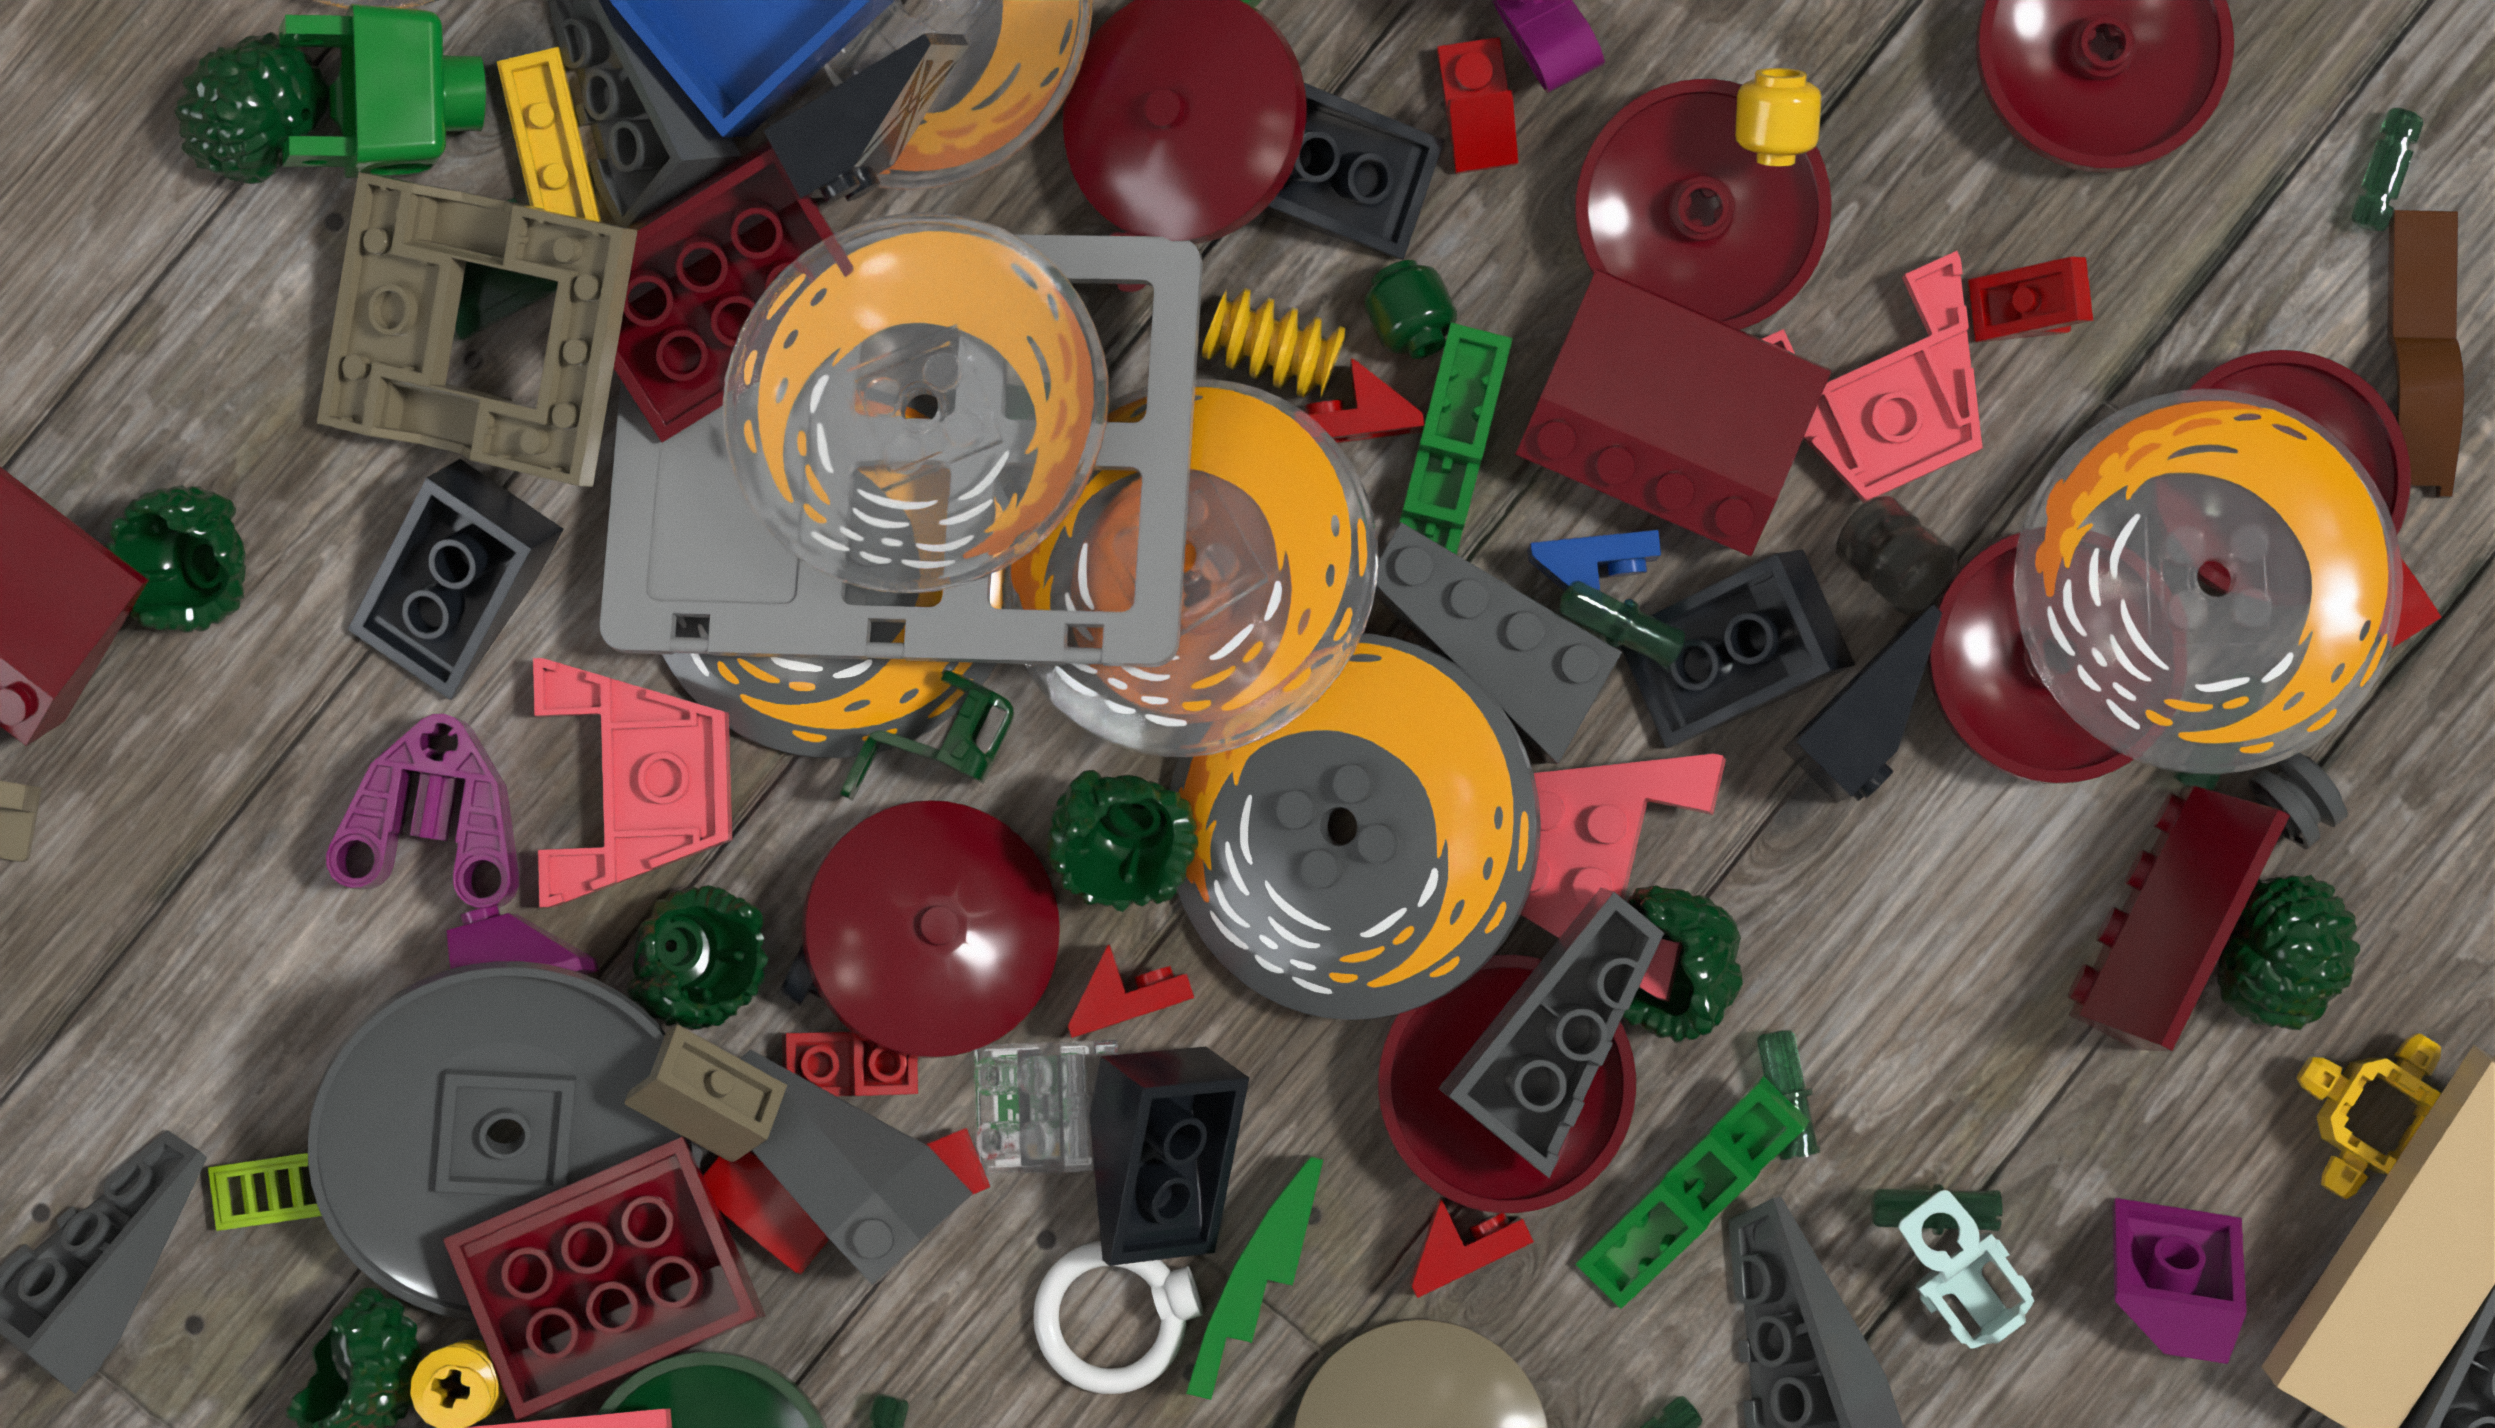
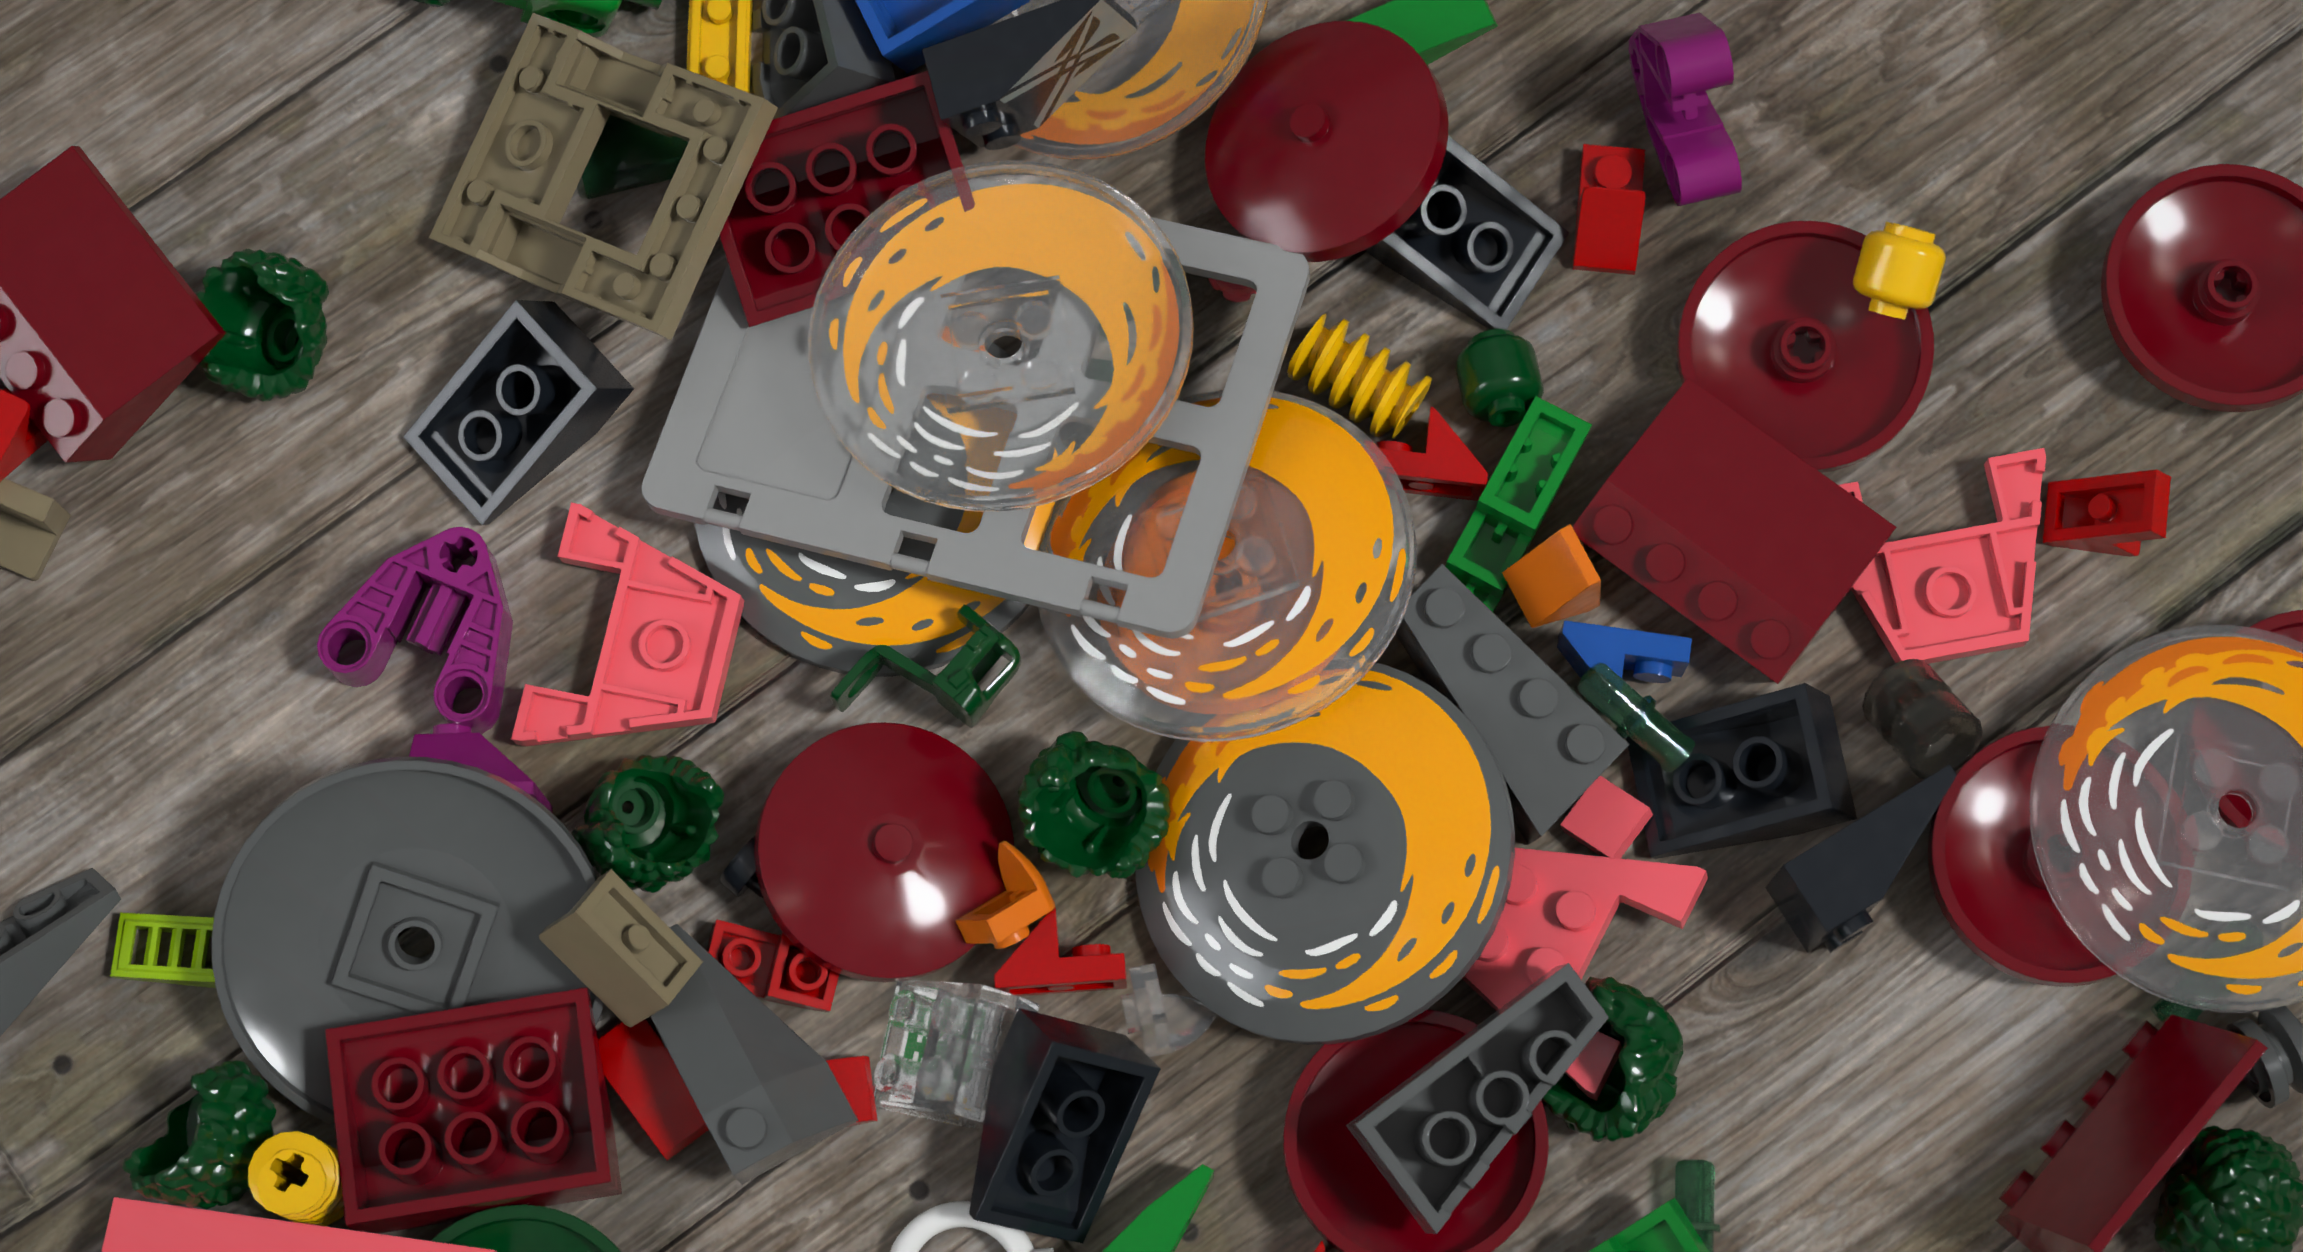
camera: 15 degrees right, 10 degrees down
(1066, 962) = (1007, 916): none -> orange plate
(1238, 1022) = (1162, 1020): none -> clear plate
(1510, 507) = (1555, 580): none -> orange slope
(1617, 724) = (1606, 819): none -> coral tile

